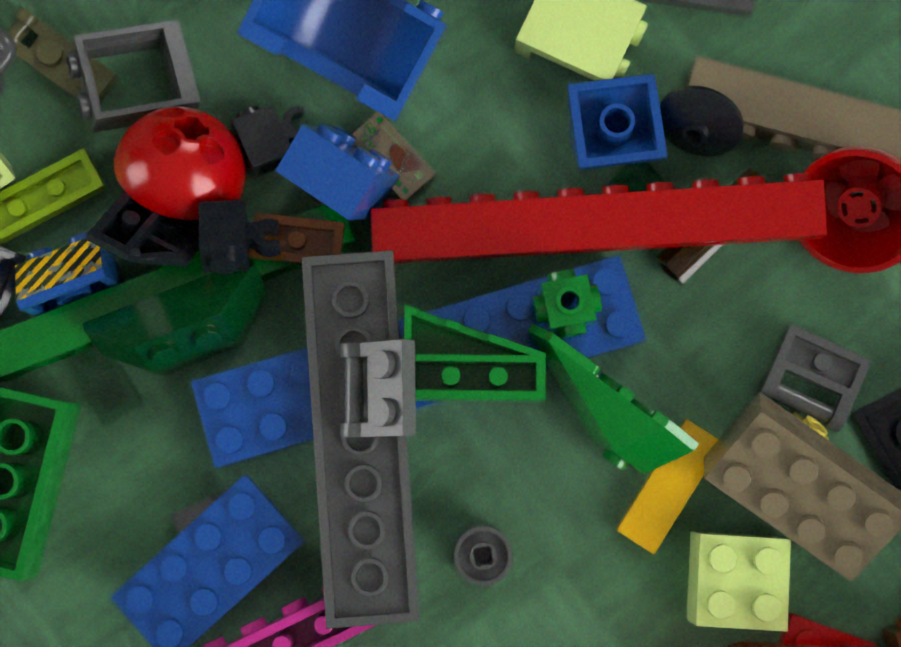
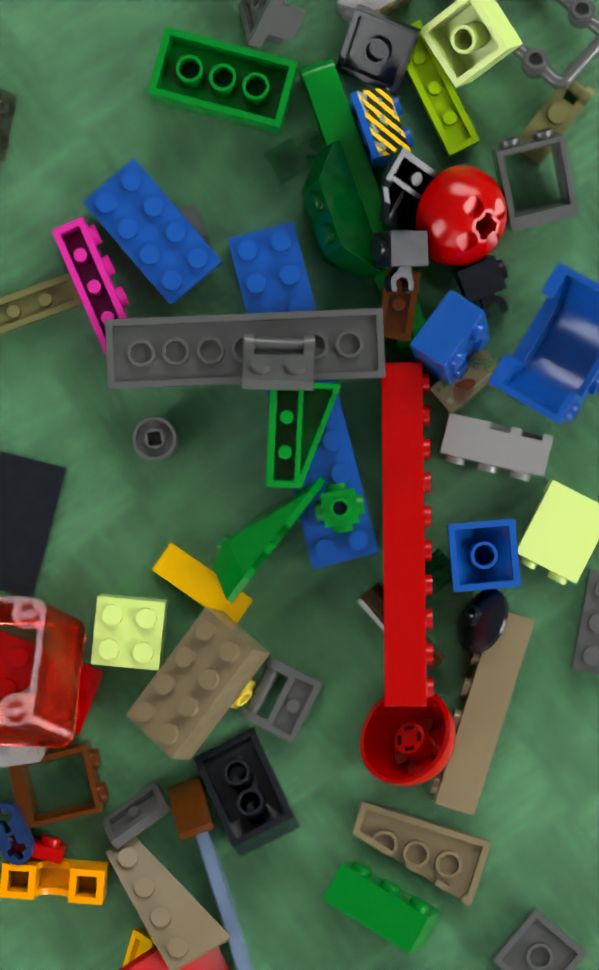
camera: 90 degrees right, 5 degrees up
(476, 112) = (495, 447): none -> light grey wedge

